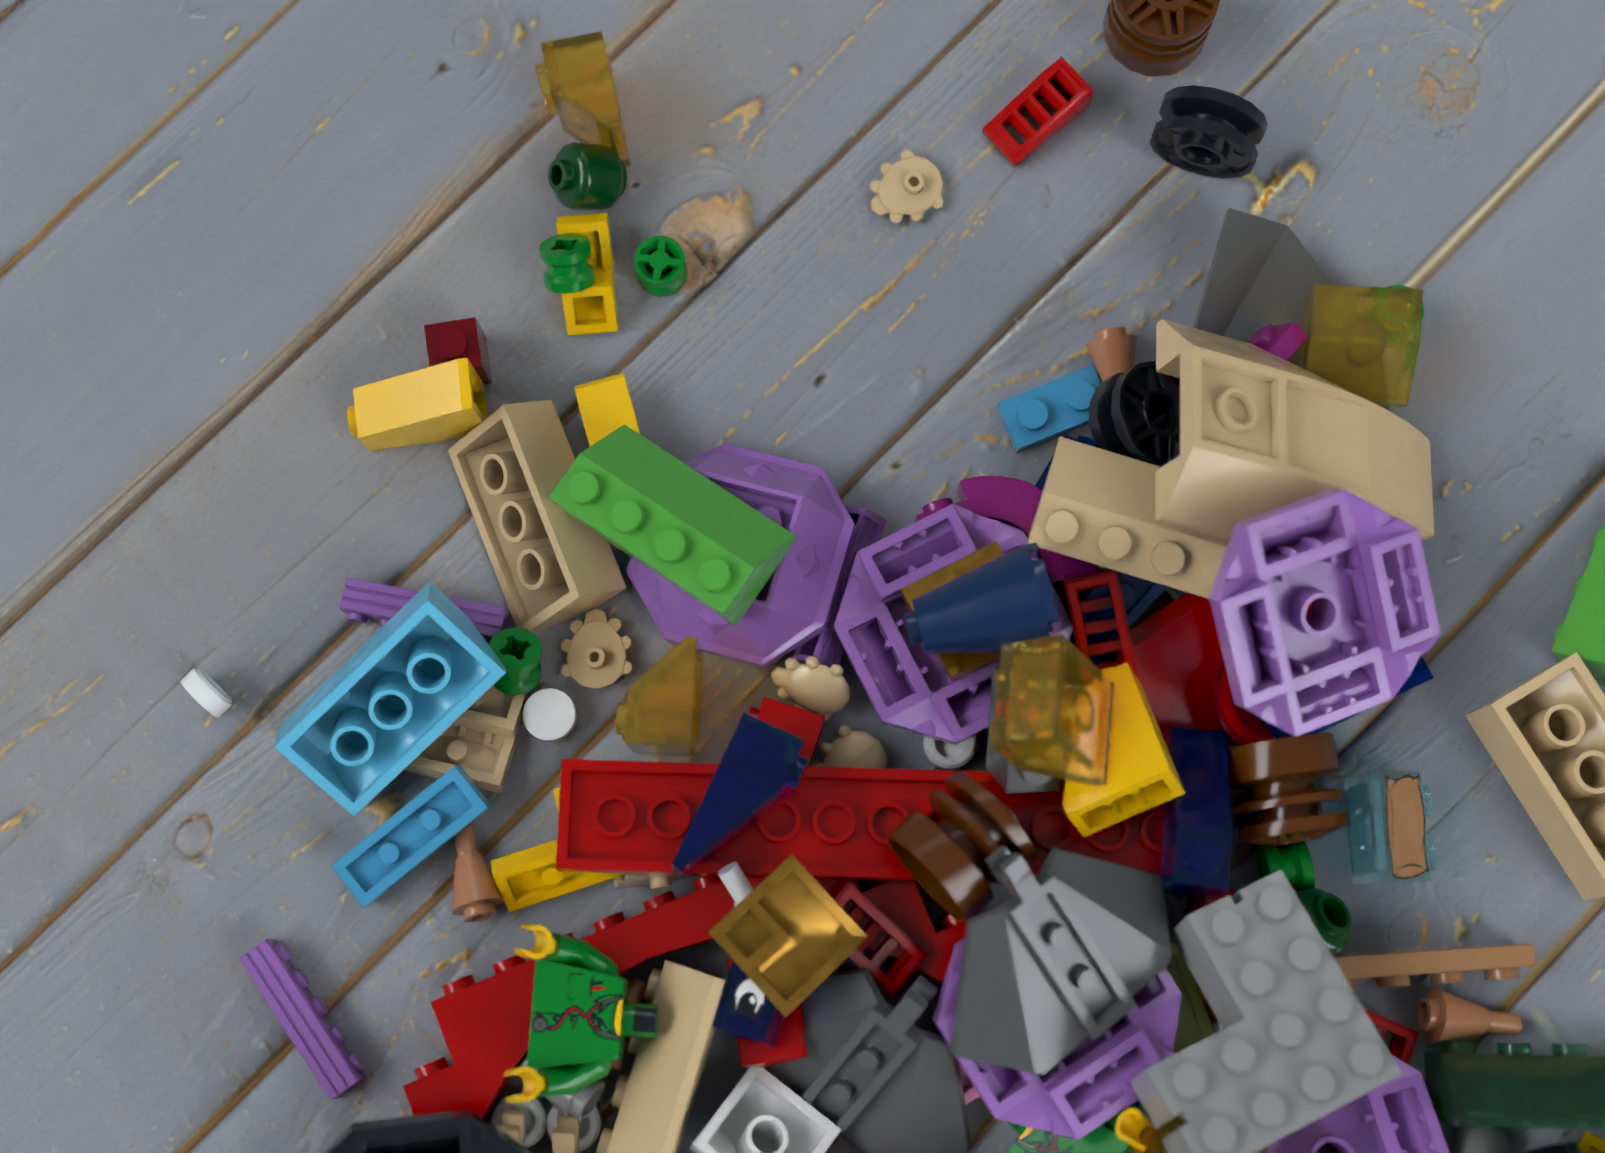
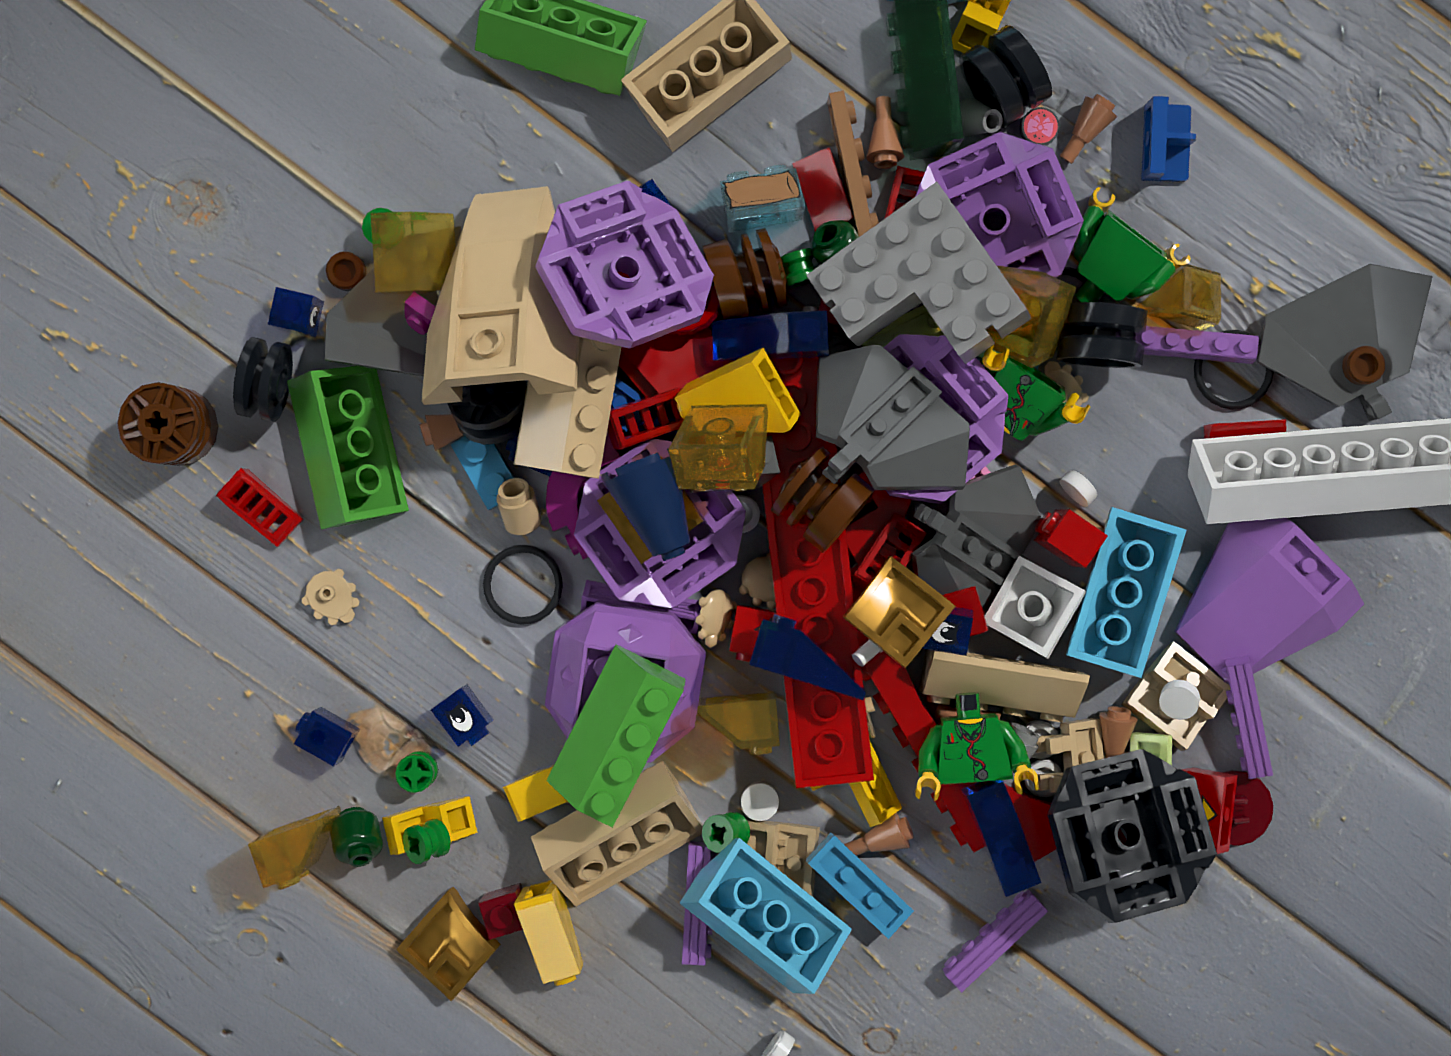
camera: 100 degrees left, 10 degrees up
(425, 277) = (448, 945): none -> pearl gold plate
(447, 1044) = (1002, 835): none -> clear blue slope
(596, 651) = (709, 775): tan piece -> none
(725, 156) = (325, 735): none -> clear blue brick
(725, 334) = (463, 716): none -> clear blue brick
(891, 484) = (488, 577): none -> black tyre
(998, 441) = (518, 507): none -> tan brick
(1107, 232) = (347, 445): none -> bright green slope
(1292, 187) = (295, 312): none -> clear blue brick
(1341, 259) = (345, 270): none -> reddish brown tile
(1397, 918) = (822, 189): none -> red slope

